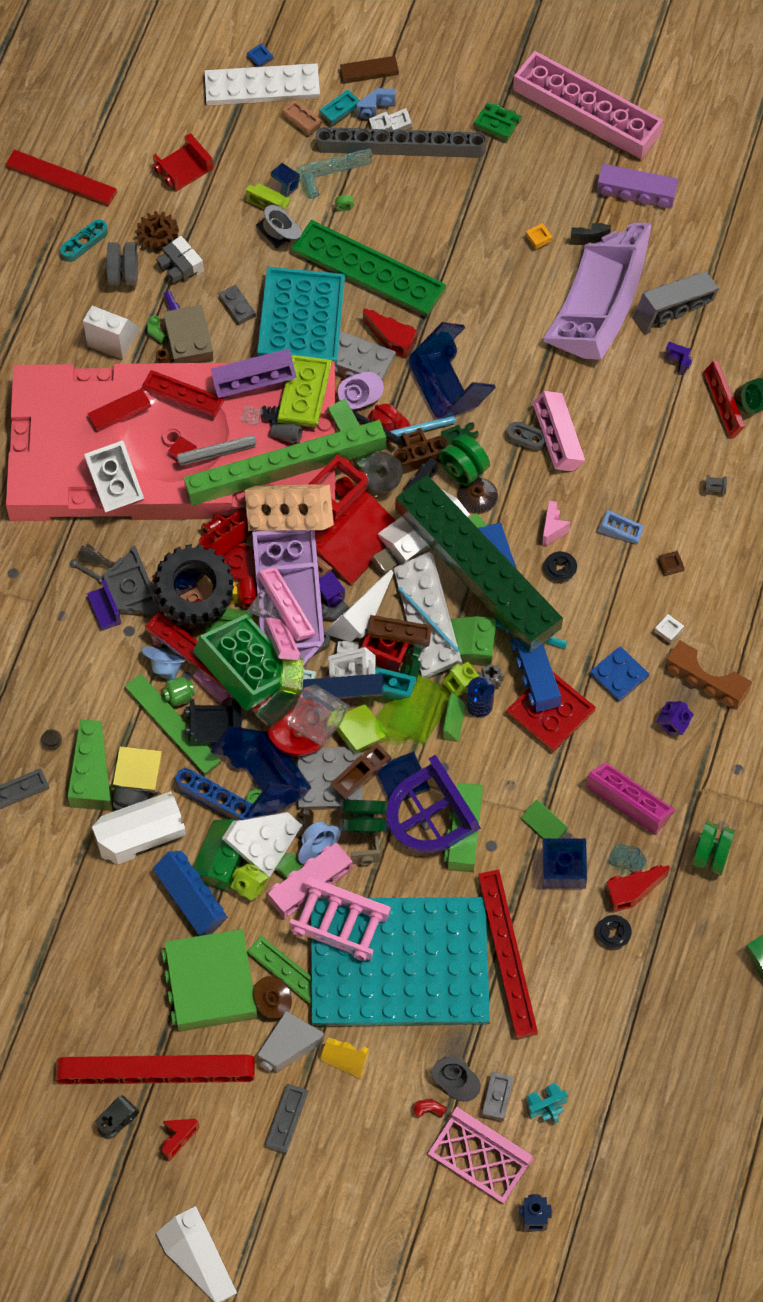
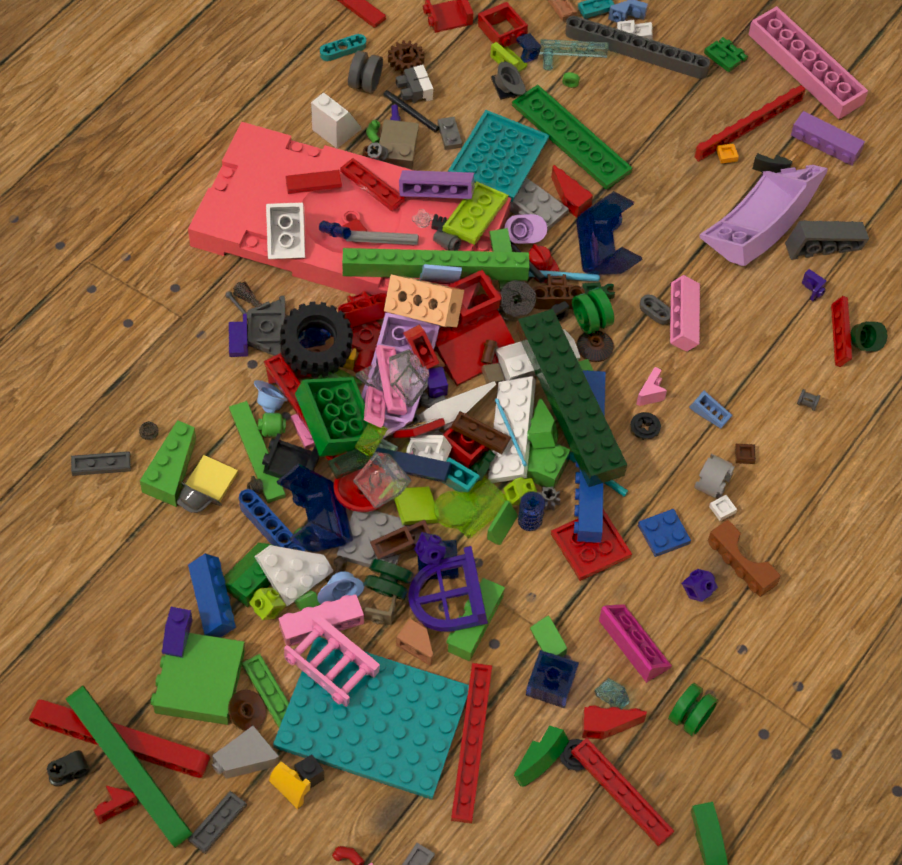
camera: 15 degrees right, 5 degrees down
(138, 828) = (188, 526): white brick -> none
(164, 457) = (334, 229): none -> clear blue pin
(172, 942) = (177, 631): none -> dark purple slope
(179, 351) = (383, 151): none -> dark grey bush
(179, 1094) = (129, 766): none -> green beam
(186, 292) = (411, 111): none -> black bar
(187, 761) = (255, 485): none -> clear smoke plate
(237, 150) = (503, 12): none -> red window
(296, 472) = (440, 273): none -> light blue slope
(304, 559) = (421, 346): none -> red slope
(304, 595) = (408, 376): none -> clear slope
(334, 646) = (419, 428): none -> red tile
(360, 1036) = (310, 770): none -> black brick
(373, 539) = (489, 351): none -> reddish brown pin
(394, 770) = (430, 548): none -> dark purple brick
(414, 870) = (415, 641): none -> nougat slope
(456, 1078) = (382, 837): dark grey piece -> none
(460, 603) = (543, 429): none -> bright green slope
(553, 189) = (749, 123): none -> red plate
(581, 944) = (541, 755): none -> green slope
(650, 598) = (714, 475): none -> light grey brick
(672, 953) = (622, 791): none -> red tile

